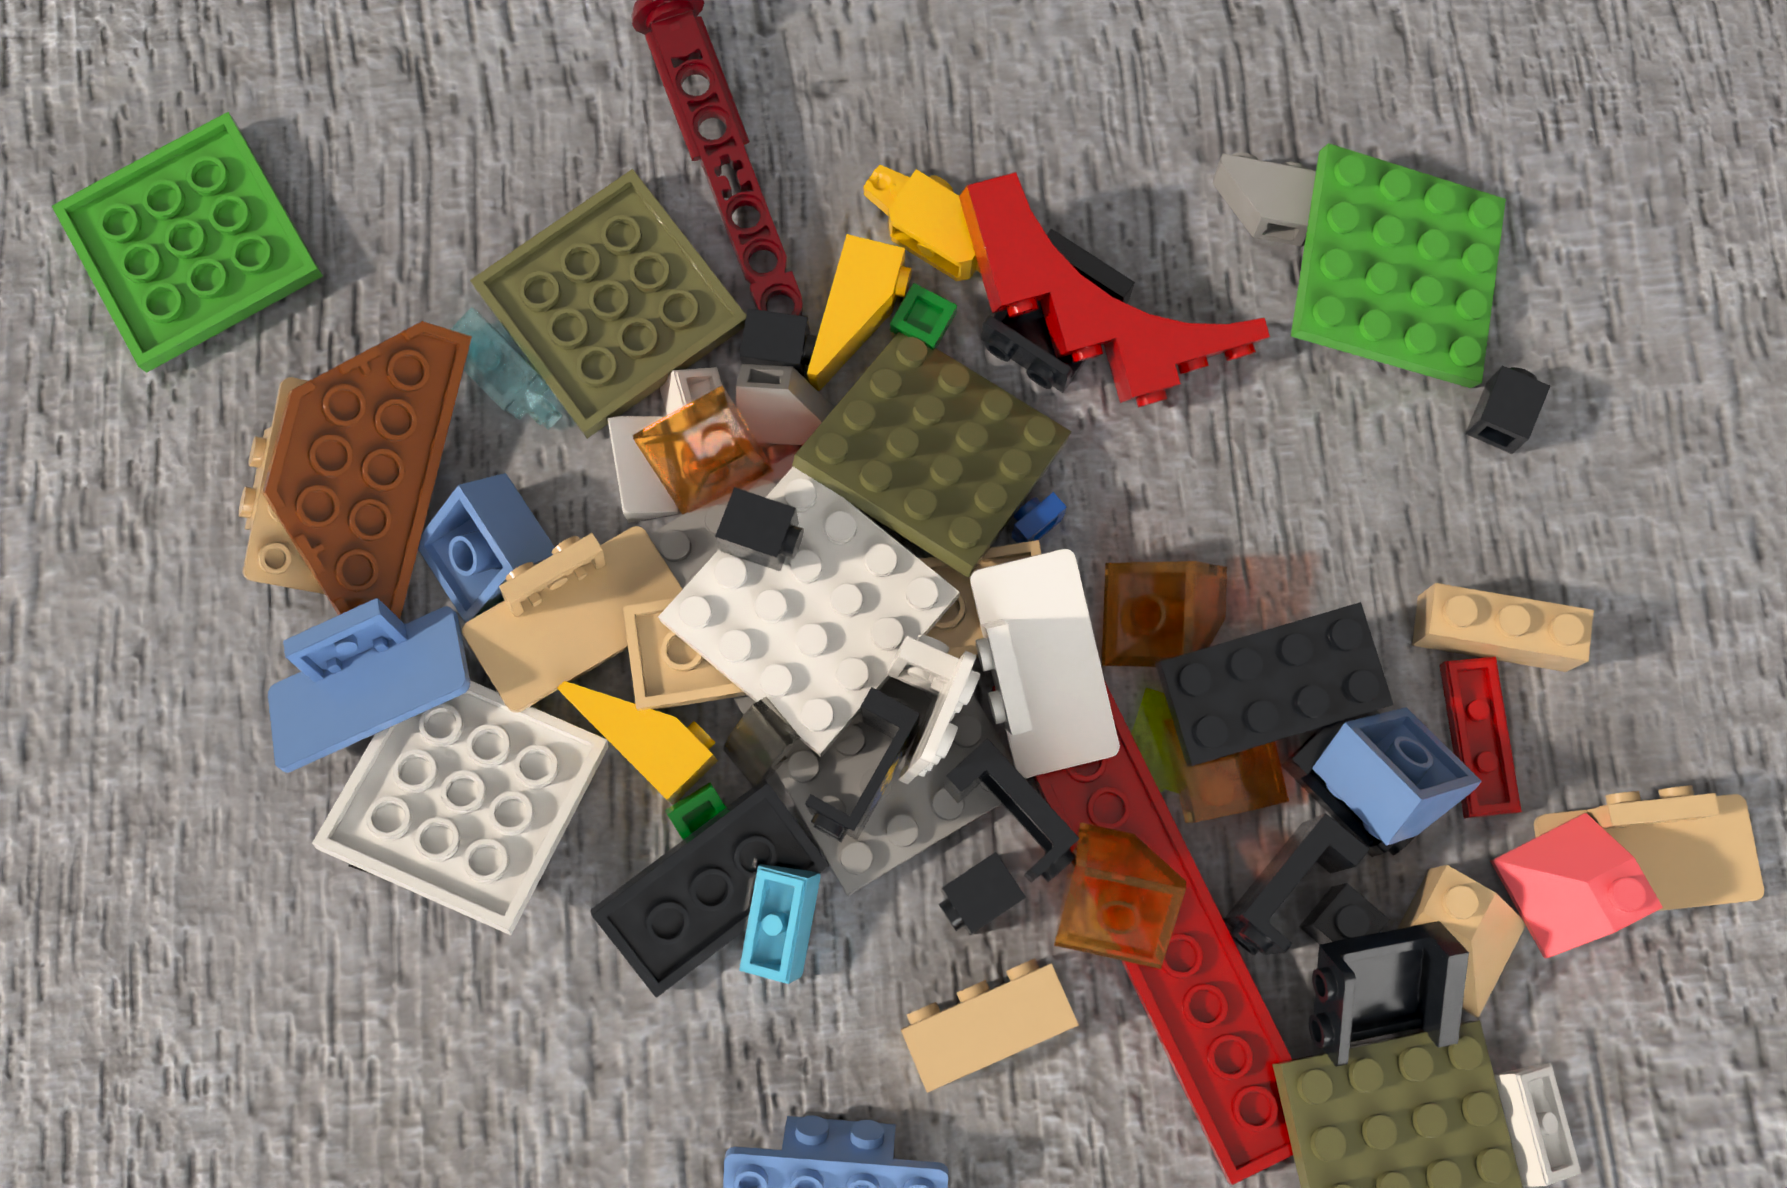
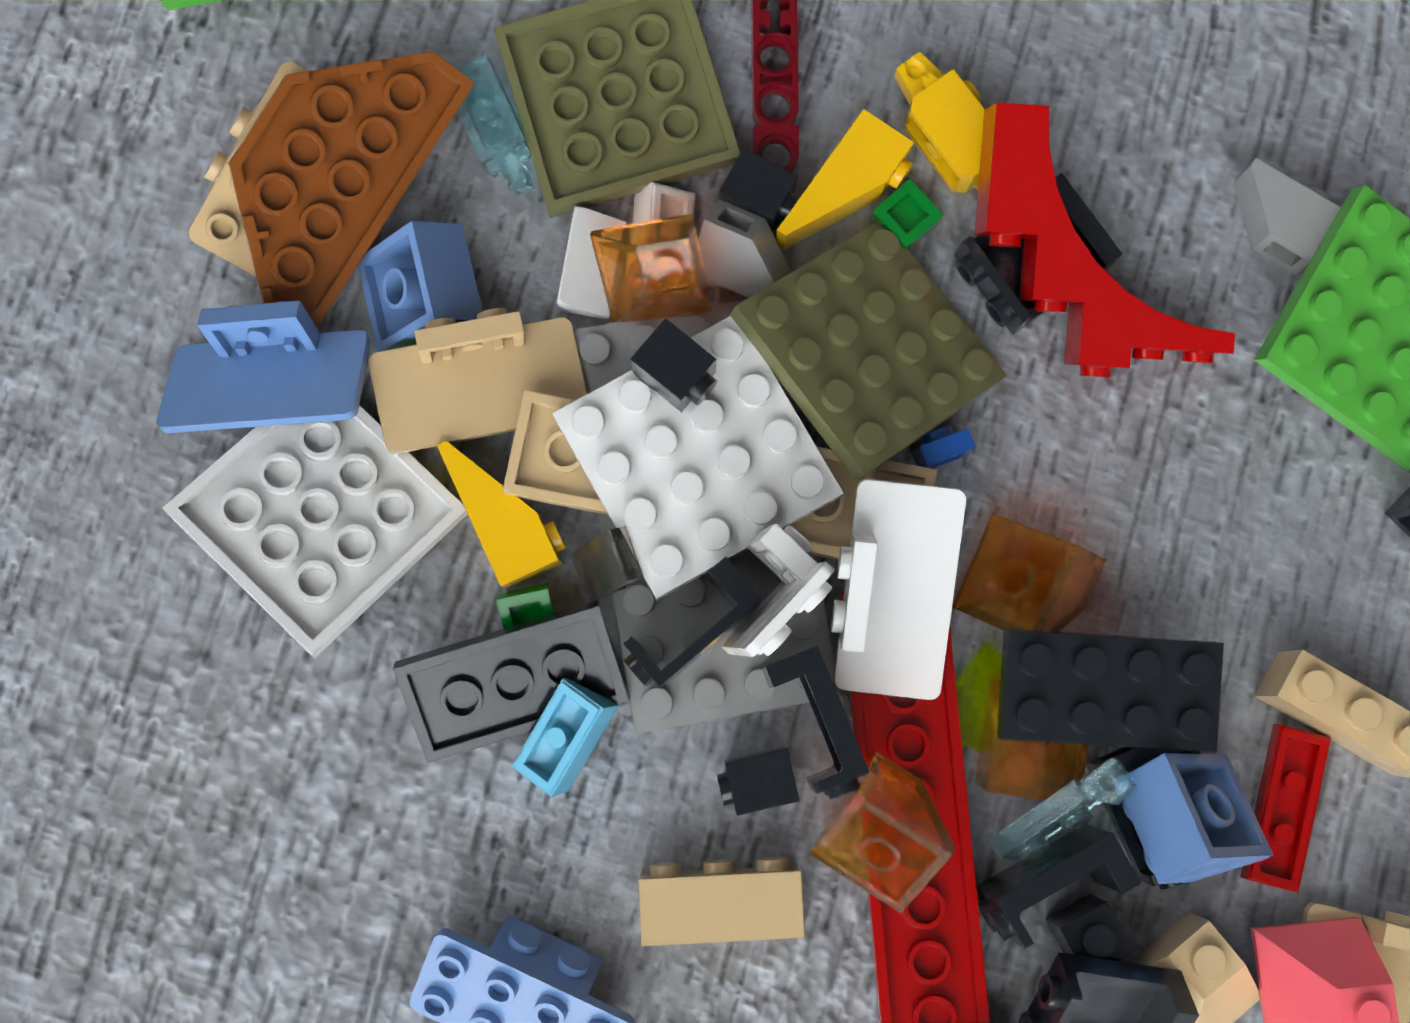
camera: 20 degrees right, 5 degrees up
(1273, 815) = (1063, 811): none -> clear light blue hinge

